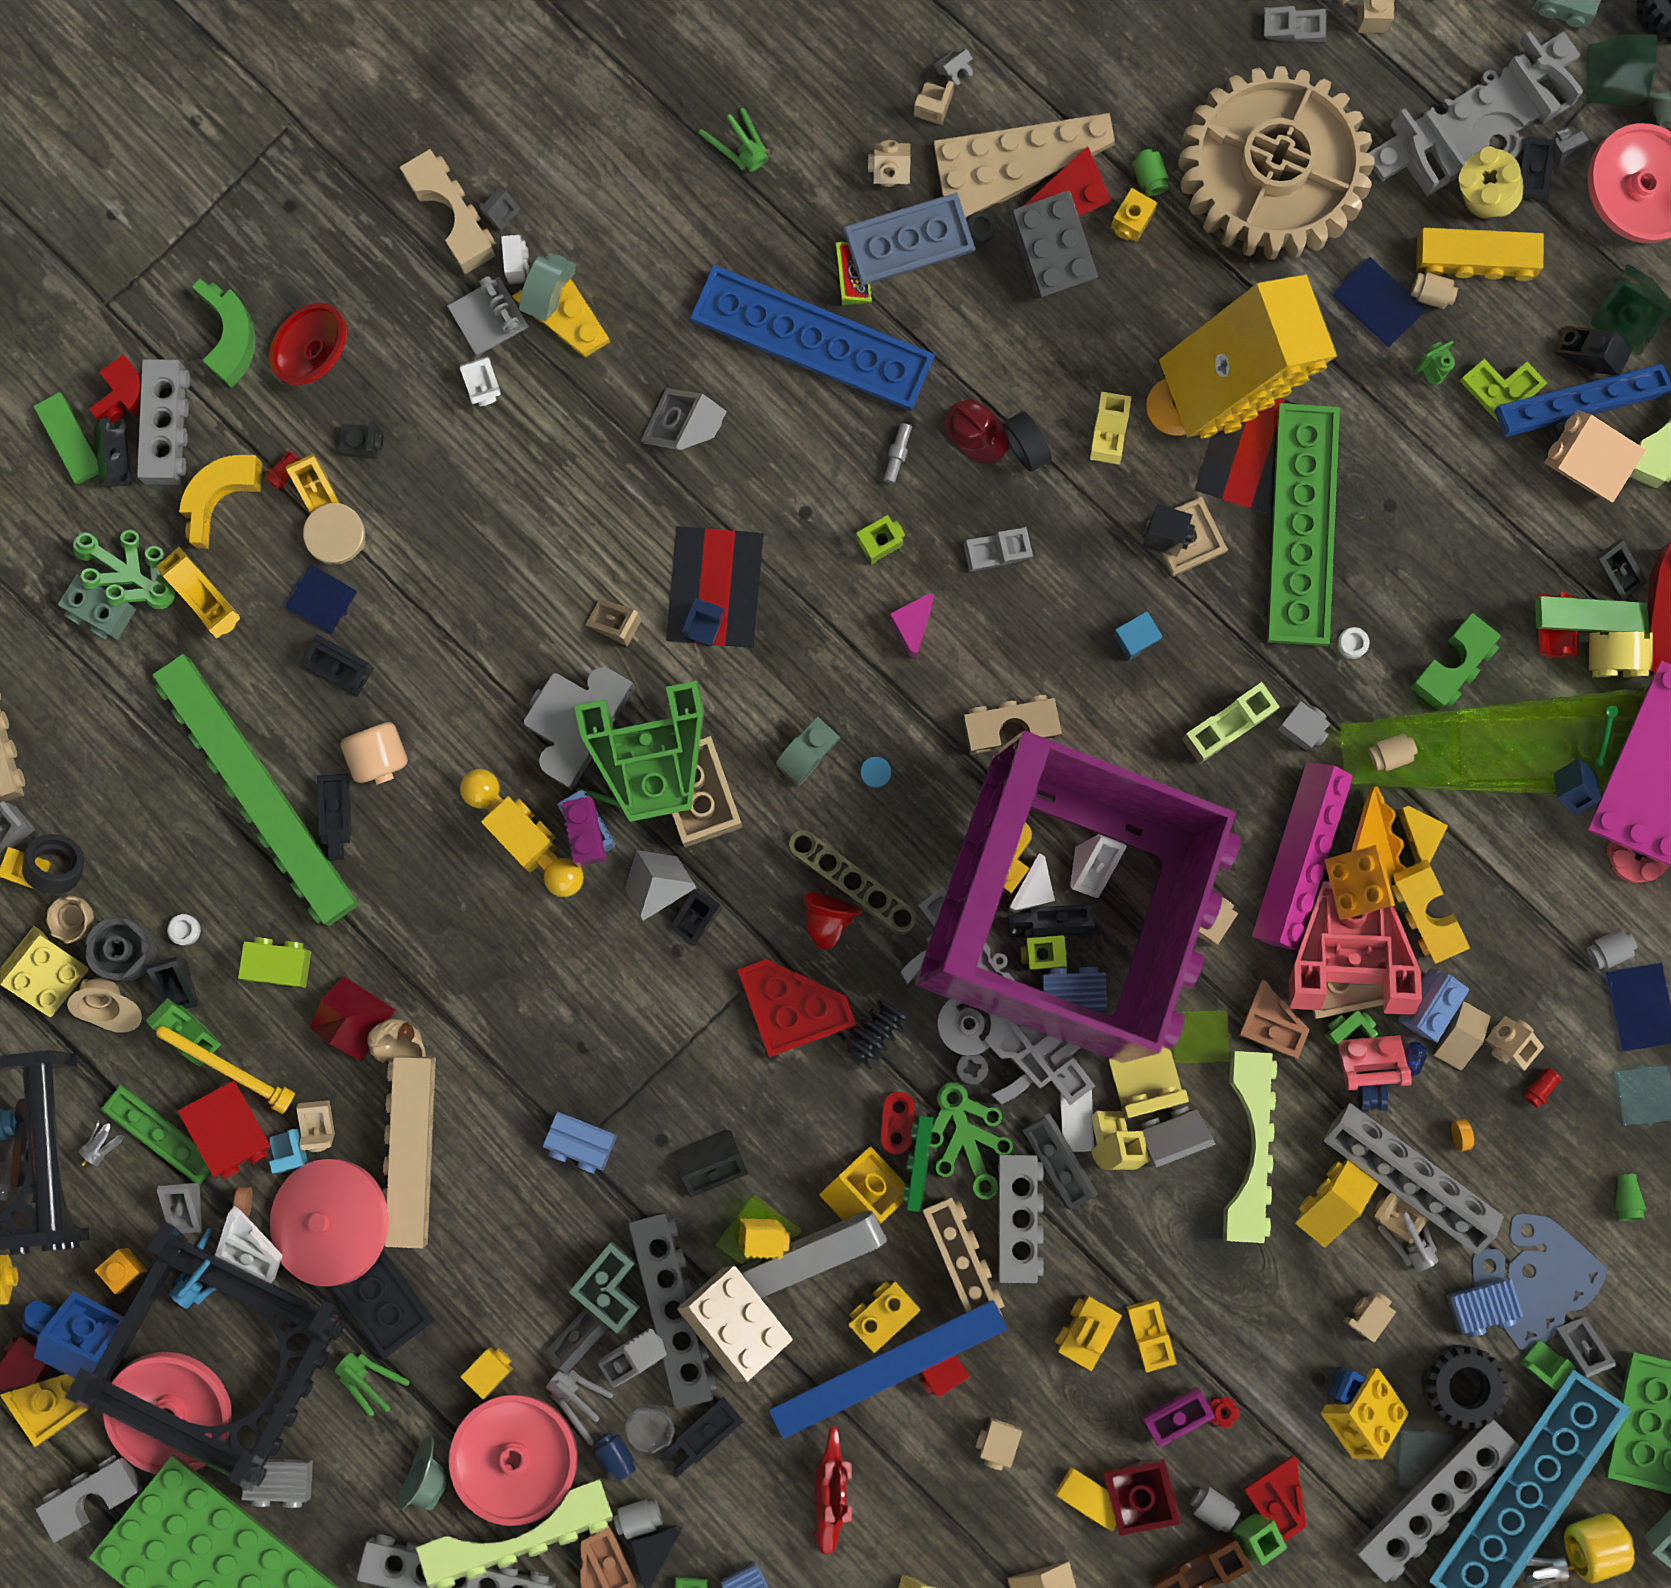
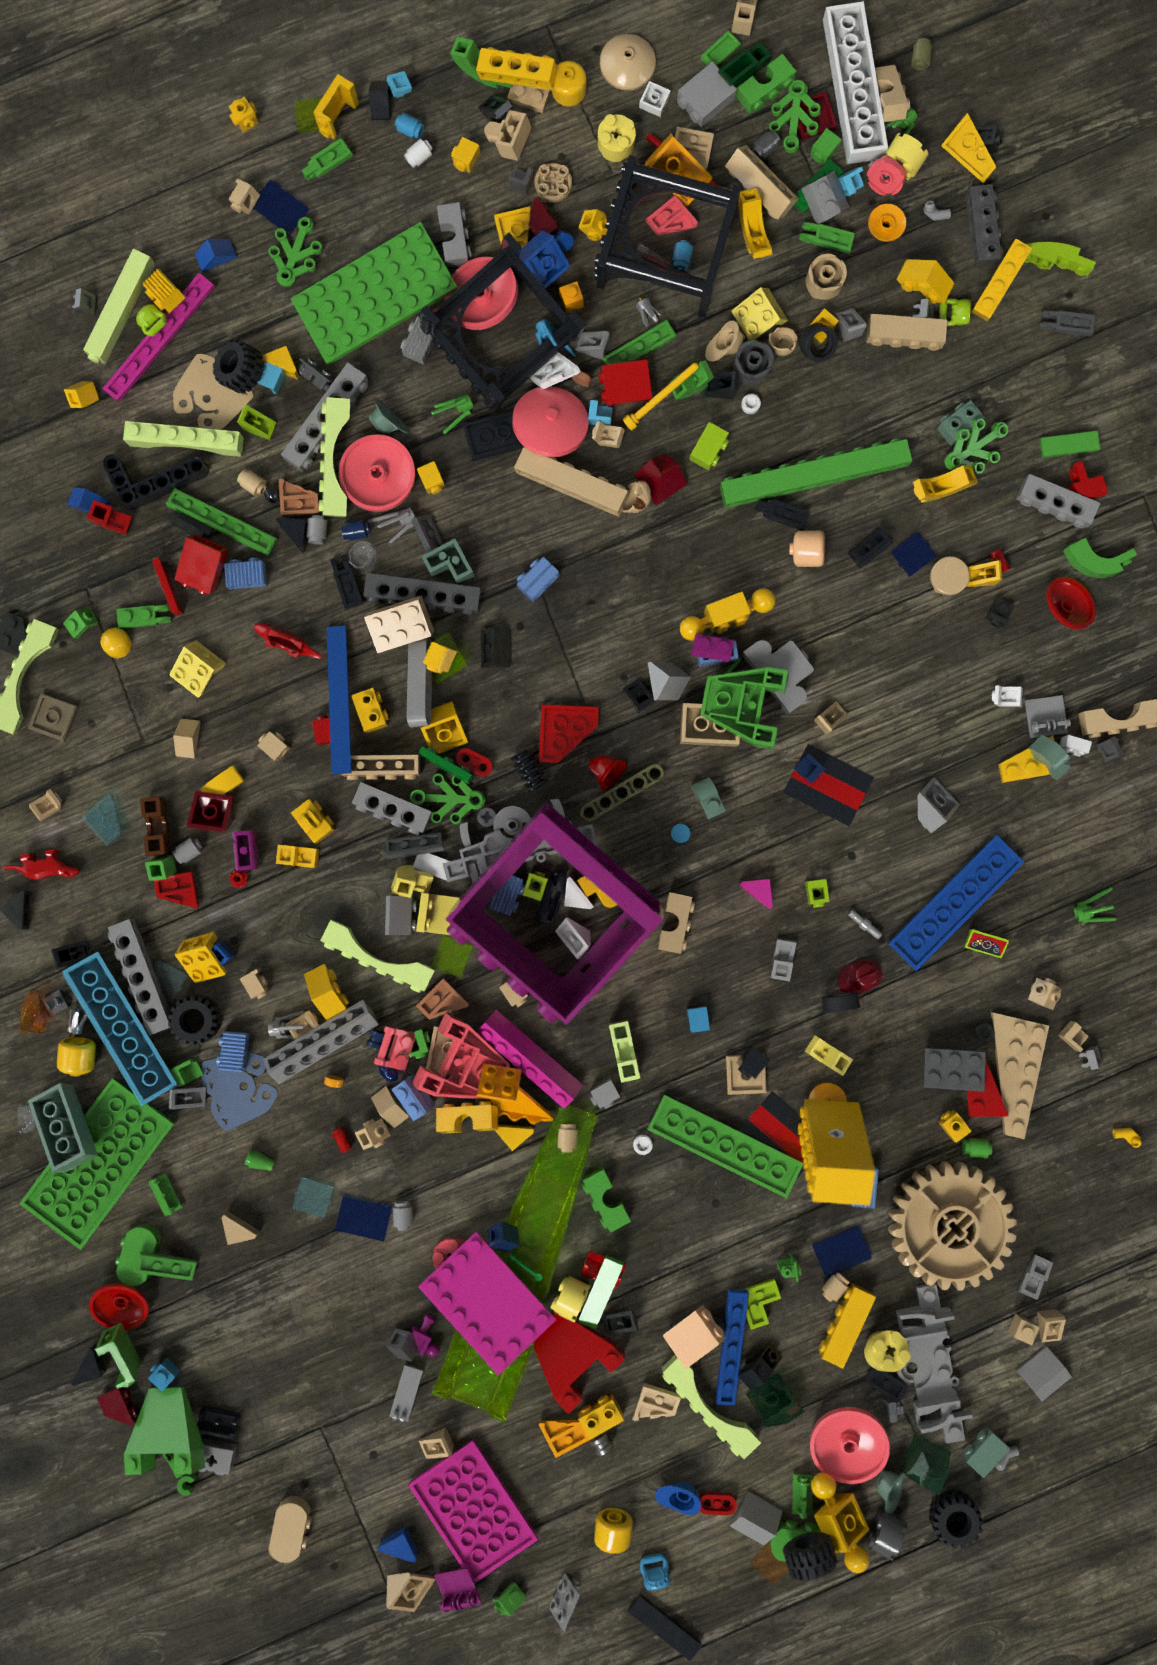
camera: 115 degrees right, 5 degrees up
(112, 453) = (1049, 465): black hinge -> none
(210, 485) = (1007, 516): yellow arch -> none
(632, 1357) = (404, 560): light grey brick -> none
(909, 239) = (993, 985): sand blue tile -> none

